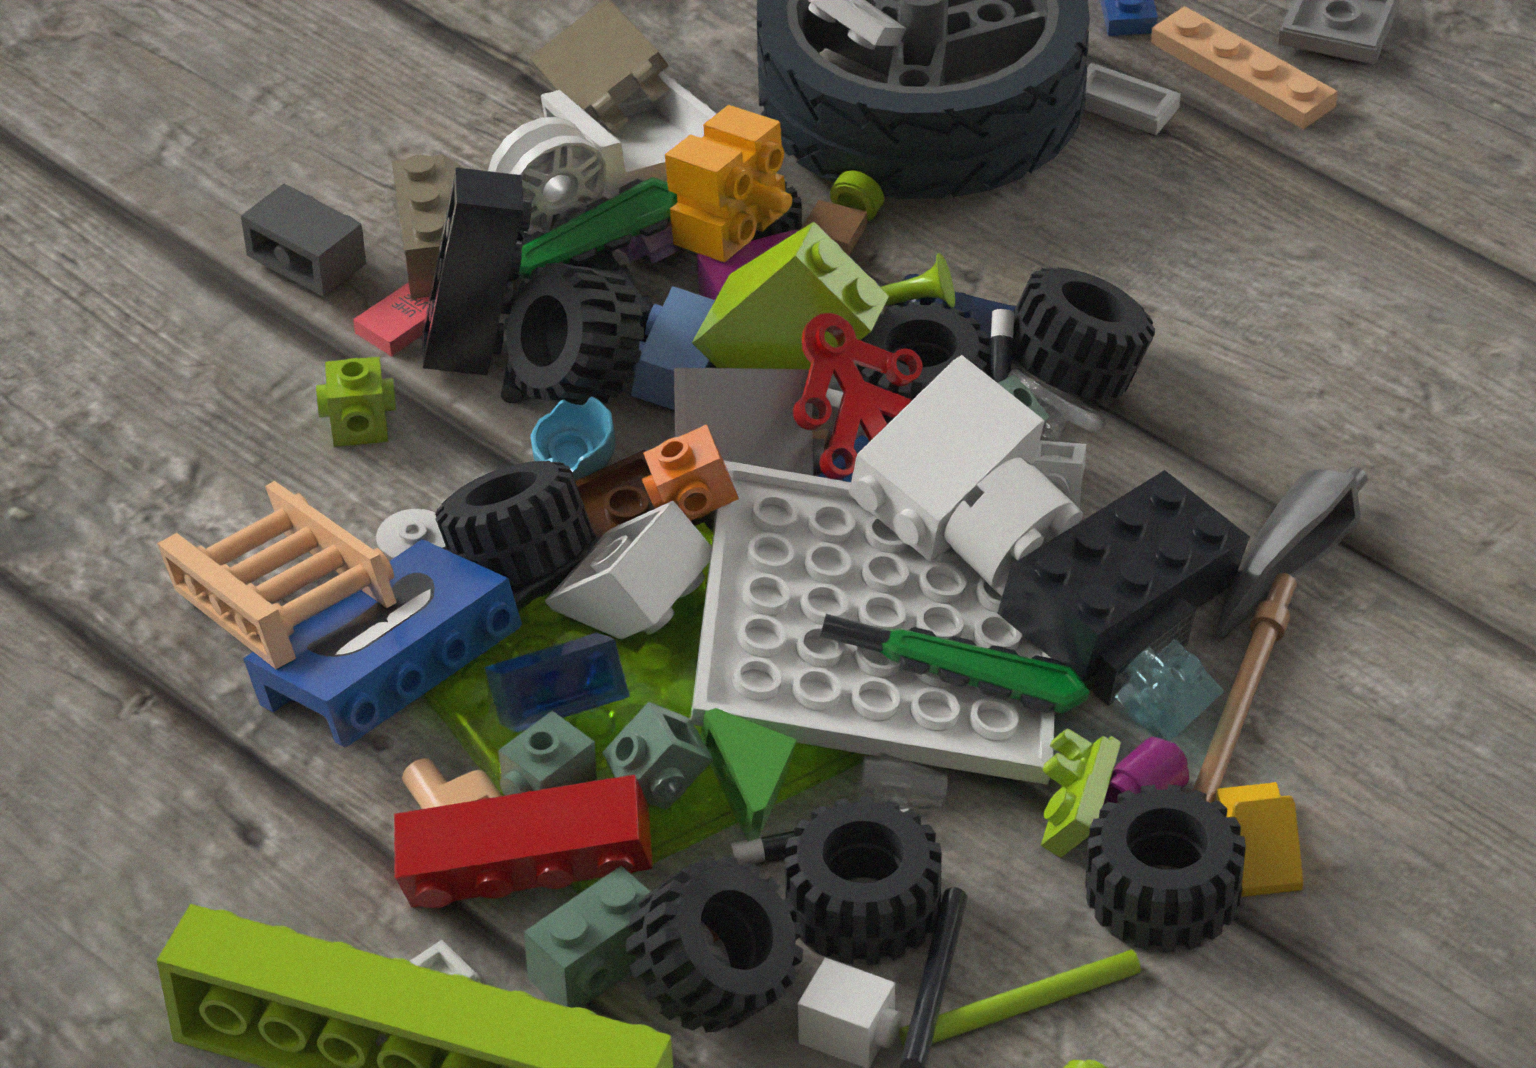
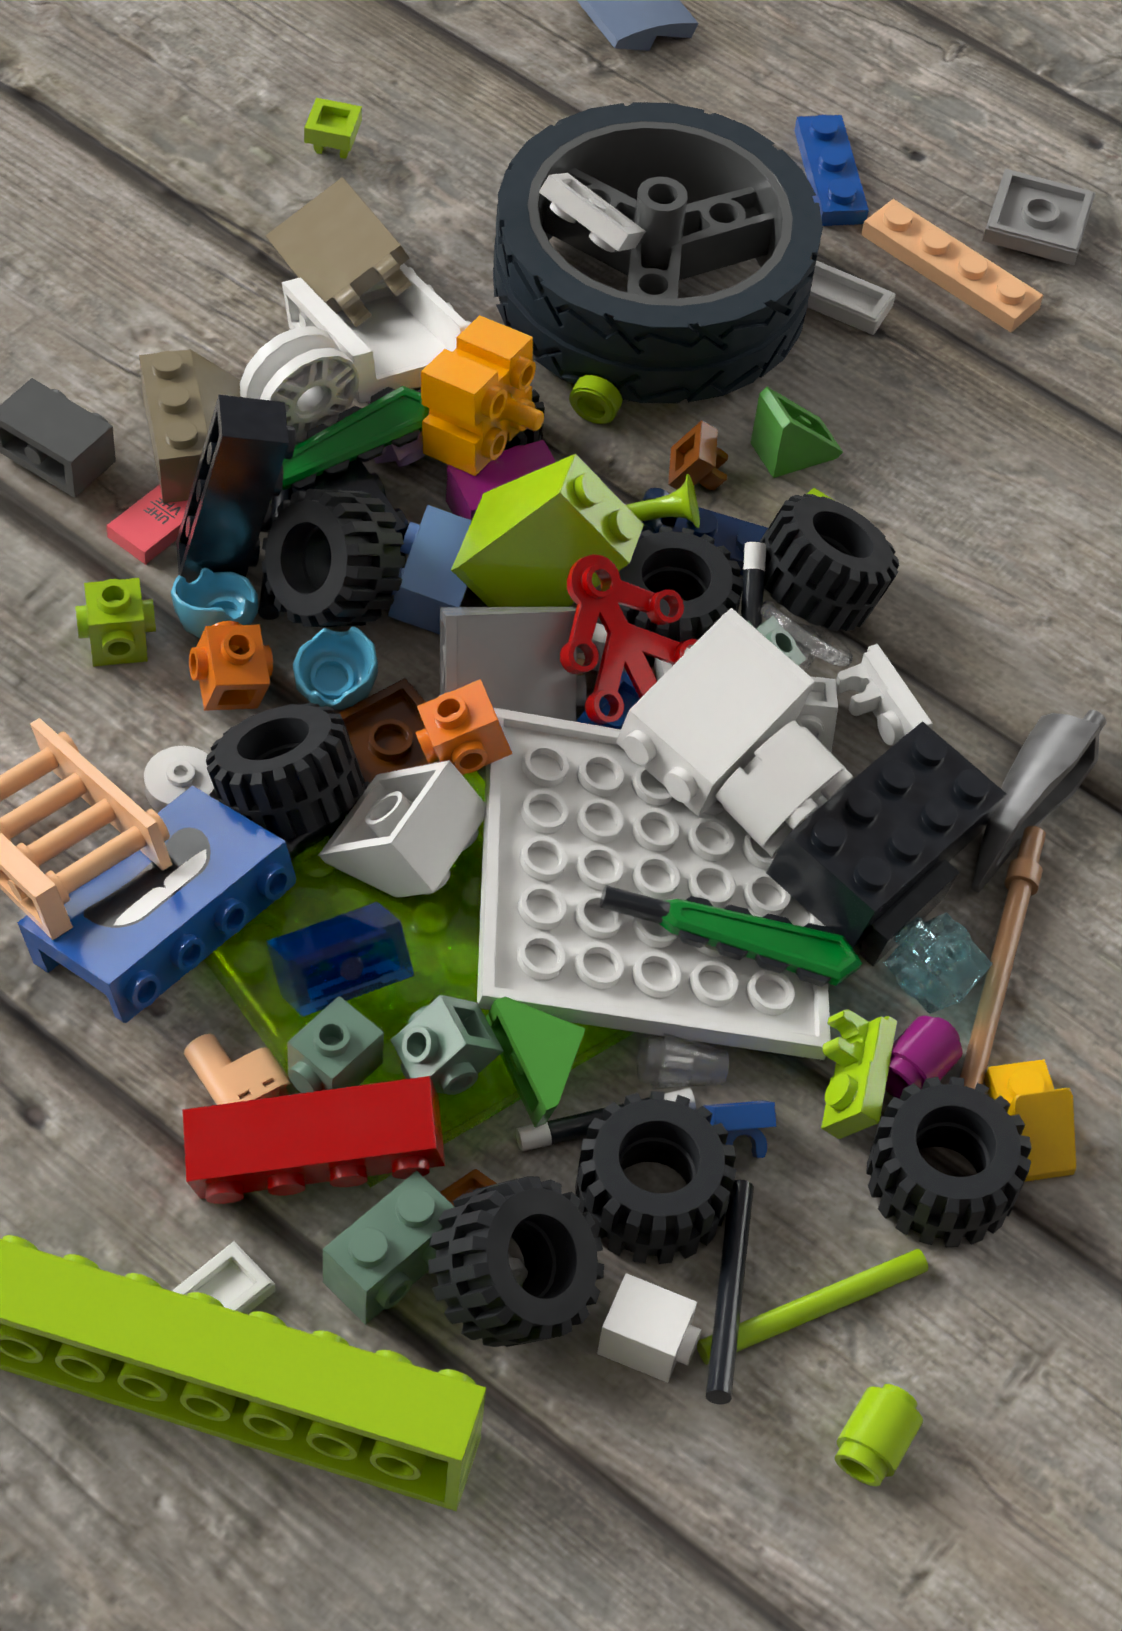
camera: 10 degrees left, 10 degrees up
(456, 386) = (213, 600): none -> medium azure hair
(468, 436) = (231, 666): none -> orange brick
(839, 223) = (573, 431): medium nougat tile -> none
(960, 832) = (745, 1119): none -> blue tile
(961, 246) = (699, 457): none -> dark orange tile
(1057, 226) = (789, 435): none -> bright green slope
(1127, 451) = (883, 694): none -> white plate

